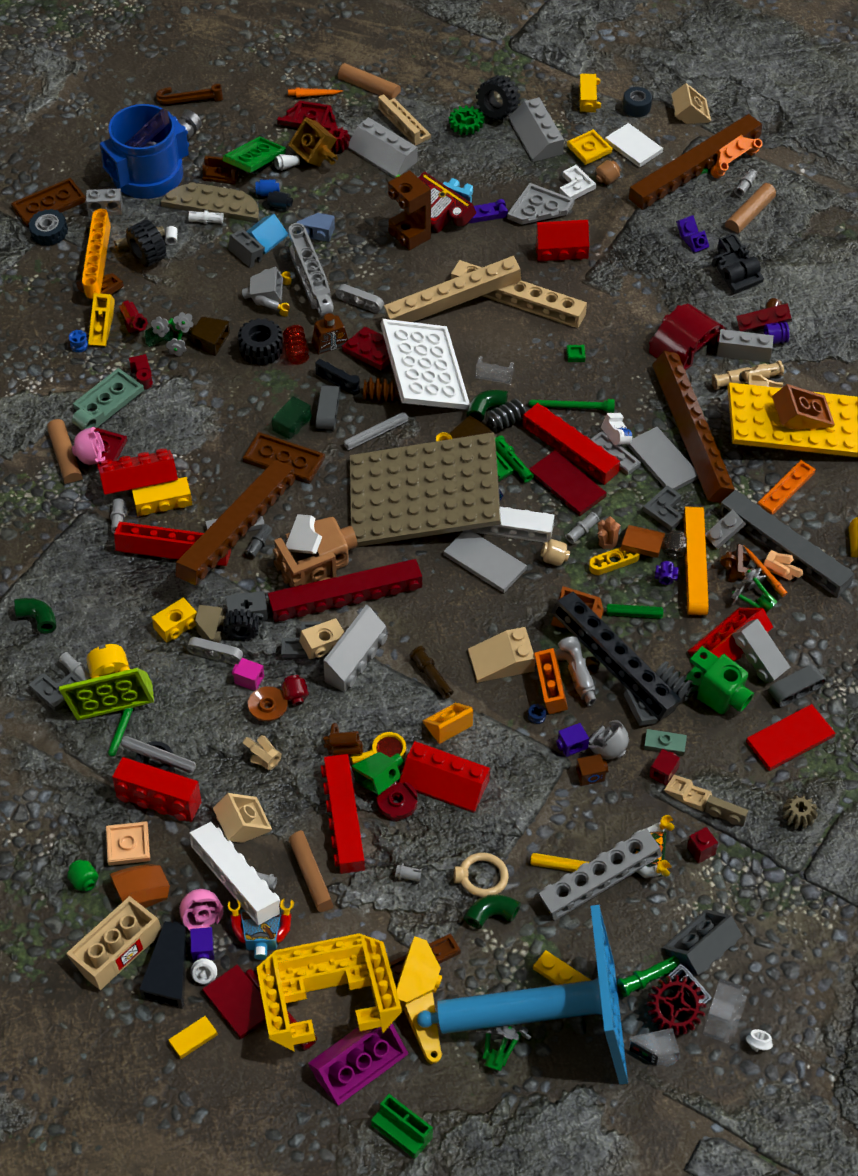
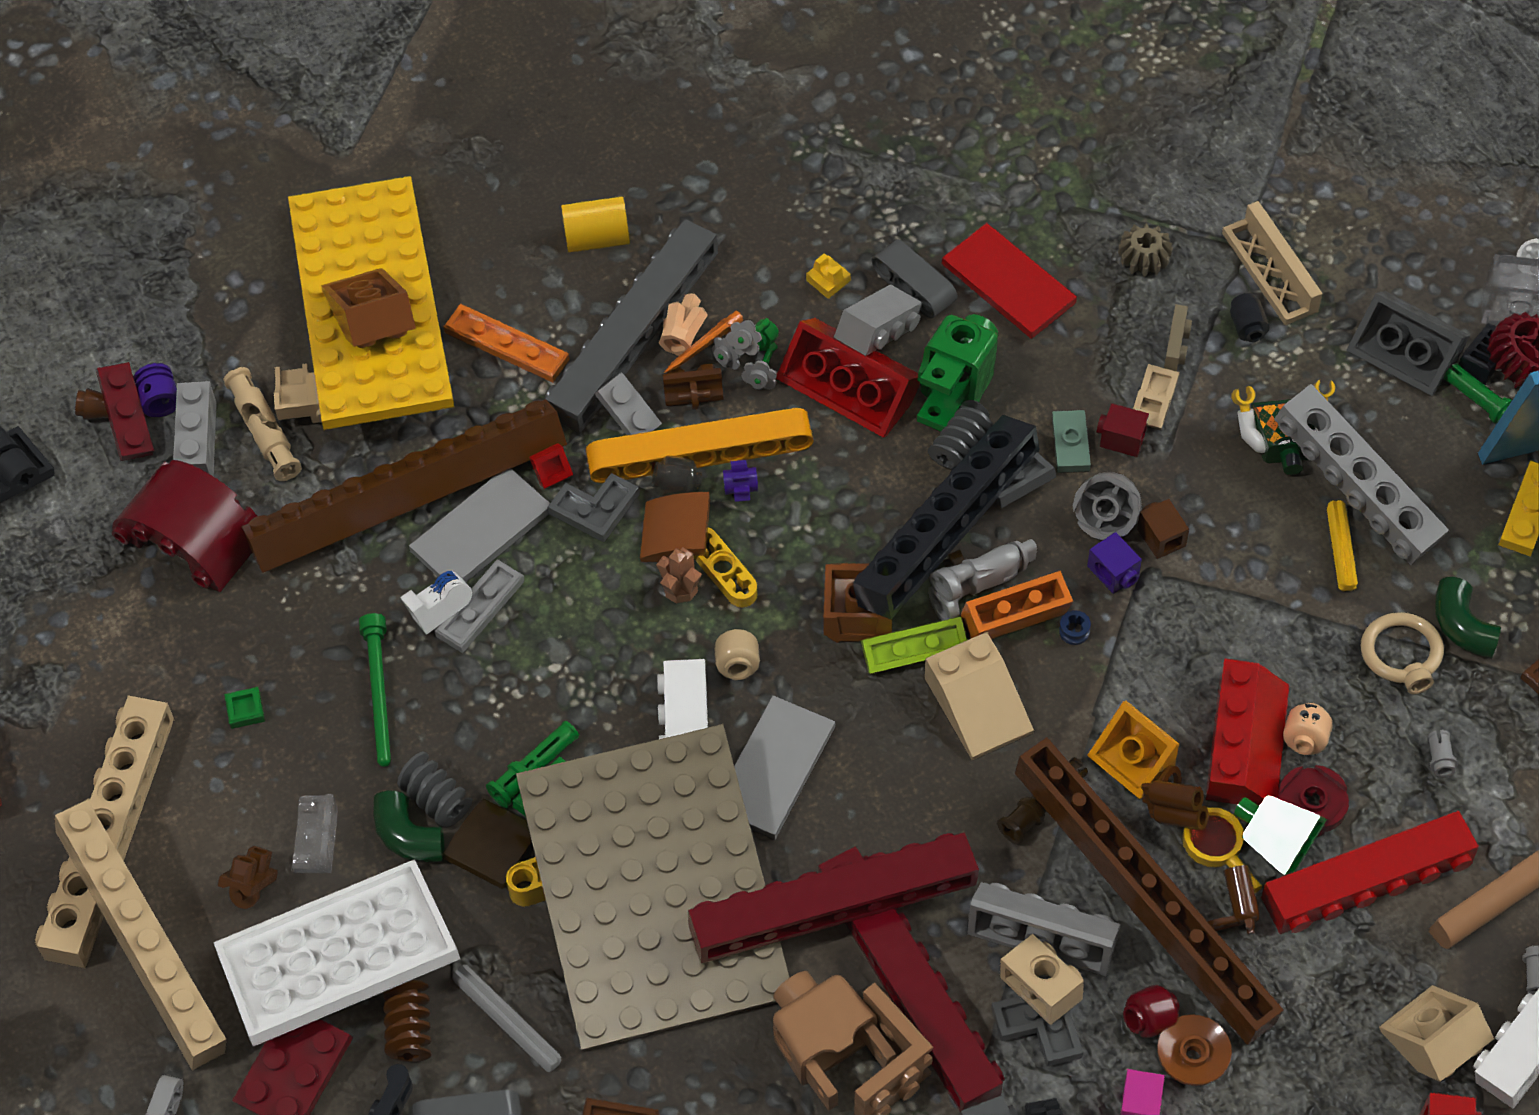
camera: 100 degrees left, 5 degrees up
(265, 751) = (1296, 1031): tan rock -> none
(303, 536) = (841, 1053): white tile -> none
(358, 695) = (1148, 891): none -> reddish brown brick
(391, 555) = (832, 896): none -> dark red brick
(408, 725) = (1175, 802): none -> reddish brown piece
(440, 807) = (1307, 729): none -> light nougat head
(475, 339) = (248, 876): none -> reddish brown hips
(541, 628) = (911, 644): none -> lime plate
(567, 483) = (565, 668): dark red tile -> none
(571, 443) = (477, 672): red brick -> none
(582, 527) = (668, 624): light grey pin -> none
(634, 611) = (825, 520): green axle -> none
(694, 491) = (551, 465): none -> red plate
(702, 845) = (1249, 360): dark red brick -> none
(736, 856) = (1249, 317): none -> black brick
(778, 886) = (1282, 258): none -> tan fence
(808, 645) = (827, 276): none -> yellow tile

